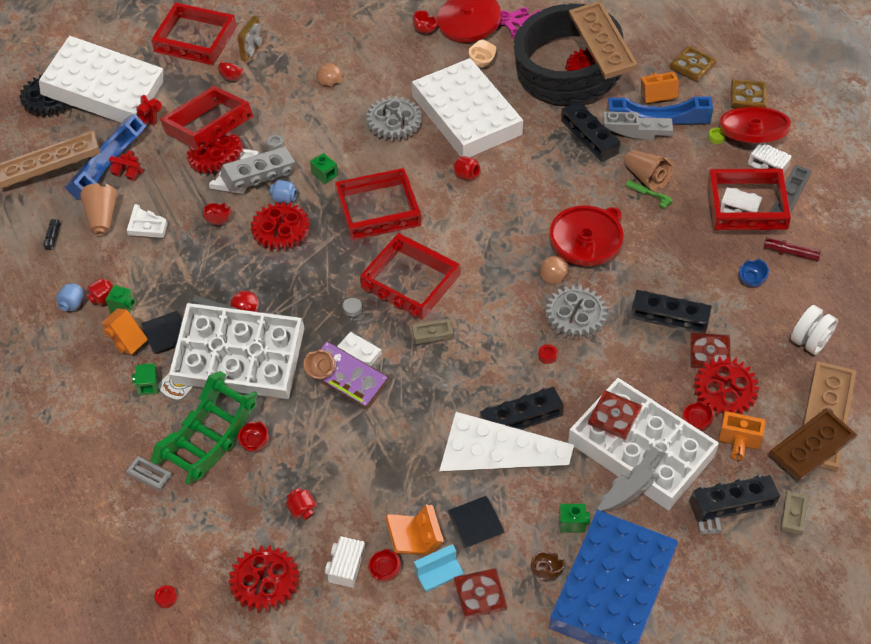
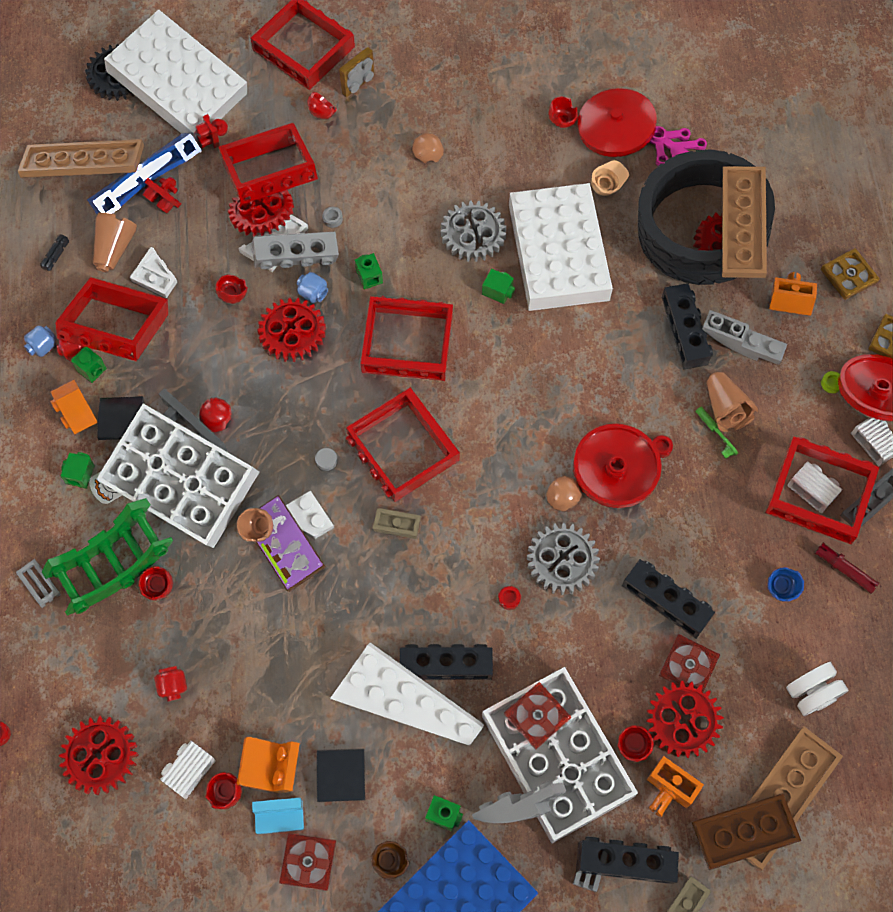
camera: 20 degrees right, 15 degrees up
(127, 273) = (118, 296): none -> red window
(432, 148) = (498, 286): none -> green brick
(466, 168) = (524, 326): red head -> none
(693, 111) = (814, 341): blue arch -> none

